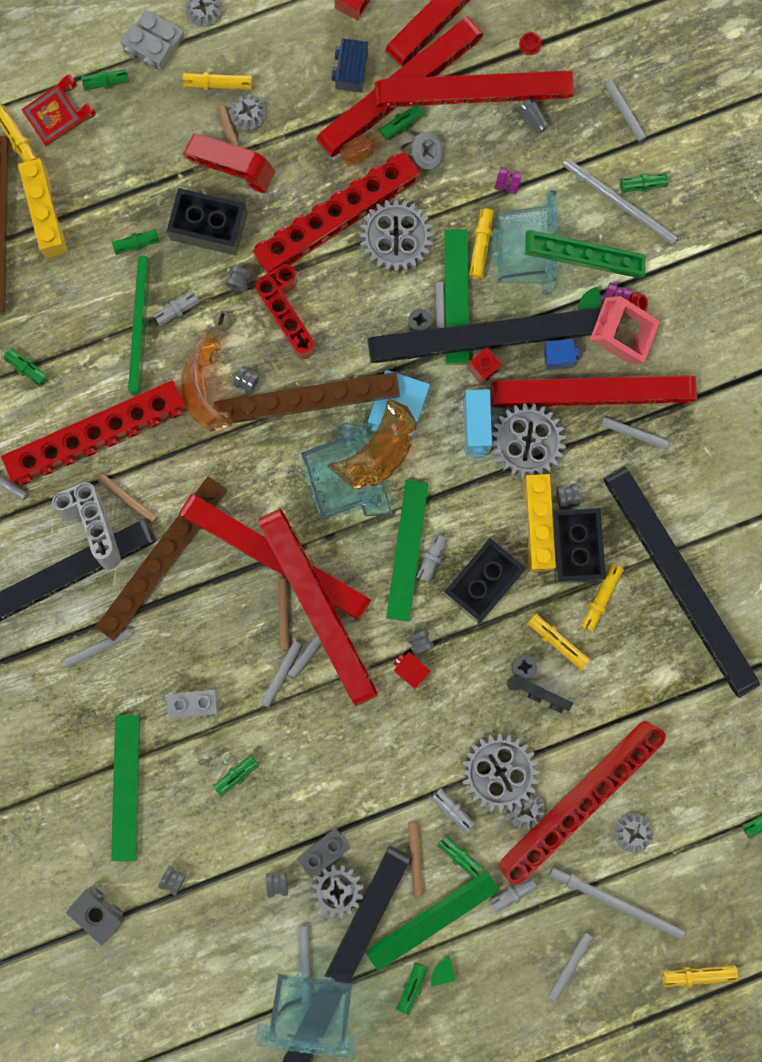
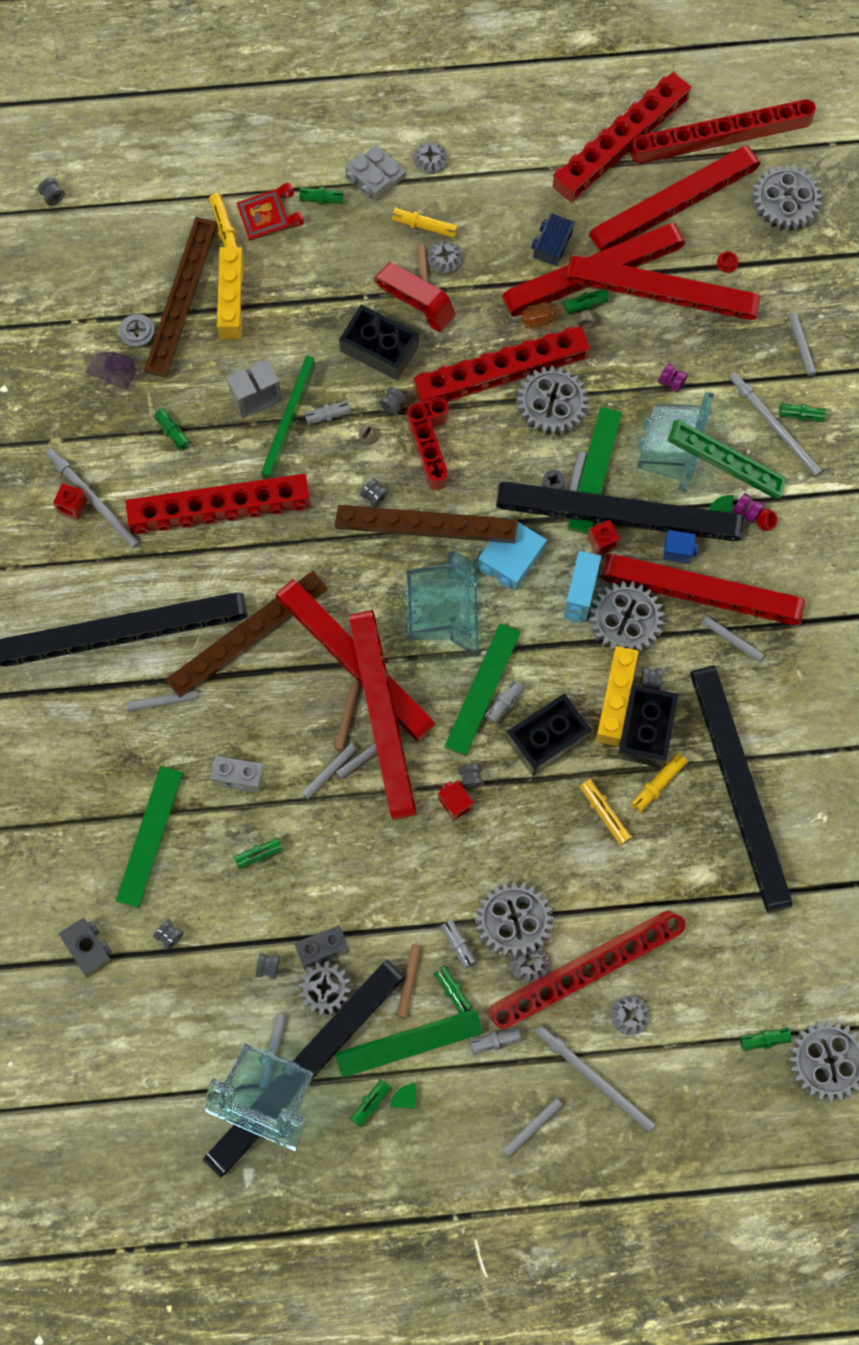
camera: 15 degrees right, 10 degrees down
(86, 508) = (190, 563): light grey beam -> none
(96, 304) = (254, 388): none -> light grey piece
(127, 498) = (230, 571): medium nougat bar -> none
(135, 241) = (307, 344): green pin -> none
(193, 386) = (323, 483): clear orange windscreen -> none
(383, 452) = (486, 588): clear orange windscreen -> none
(434, 151) = (610, 334): light grey gear -> none
(483, 234) = (635, 420): yellow pin -> none
(523, 670) = (565, 832): dark grey wheel -> none
(532, 115) = (712, 325): dark grey cone -> none
(537, 694) = (571, 854): pearl dark grey plate -> none
(604, 332) = (730, 527): coral window -> none
(689, 977) = (656, 1171): yellow pin -> none

